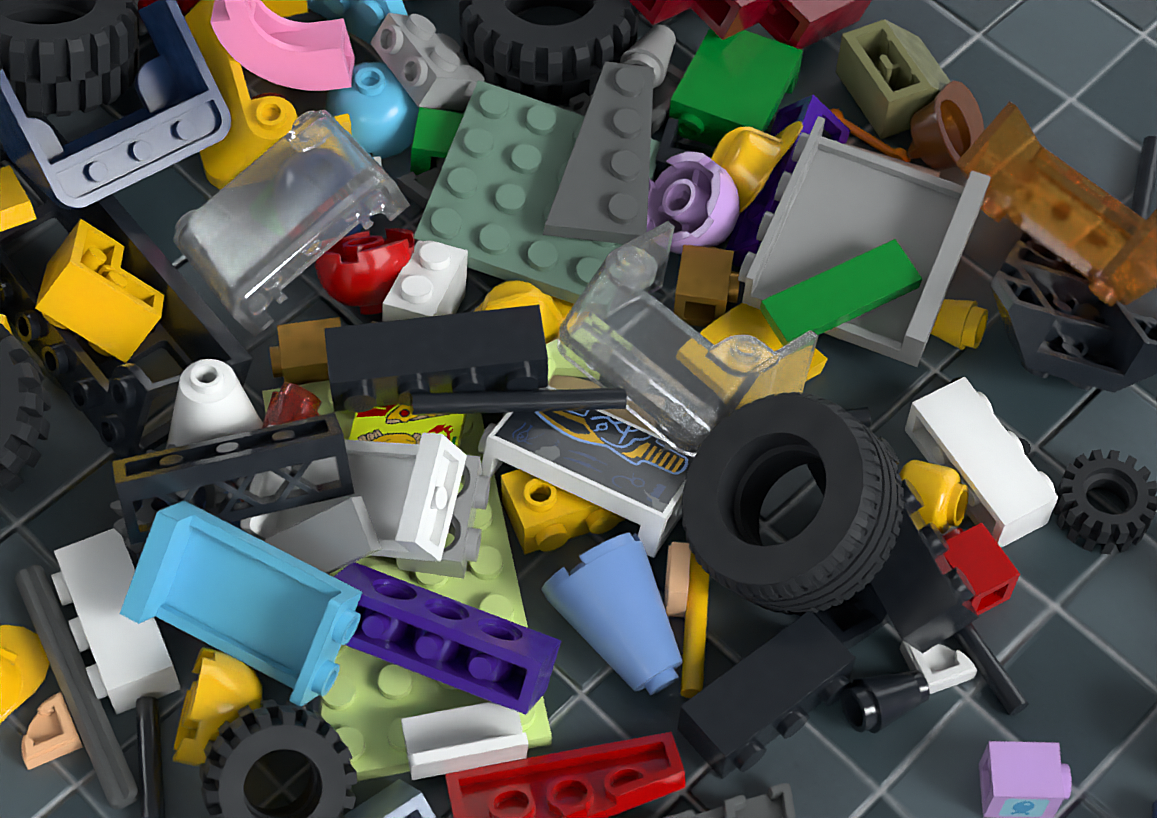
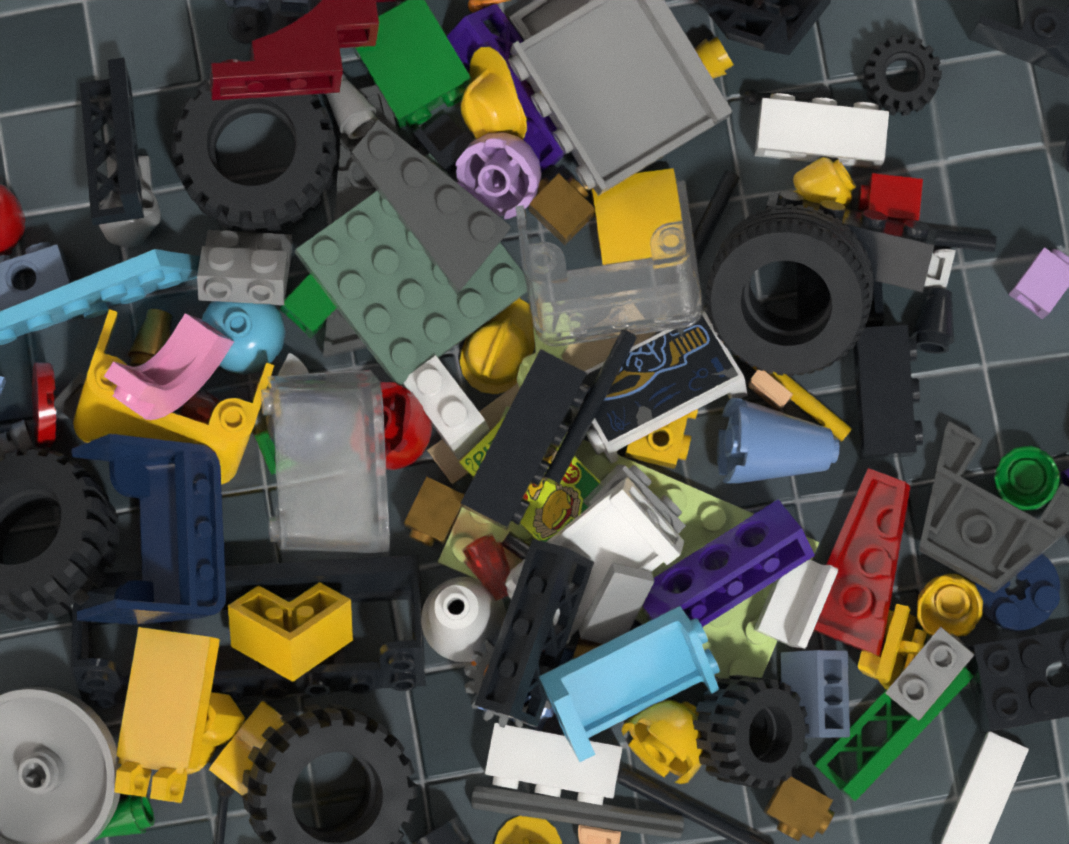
camera: 55 degrees left, 25 degrees up
(841, 293) = (651, 132): green tile -> none

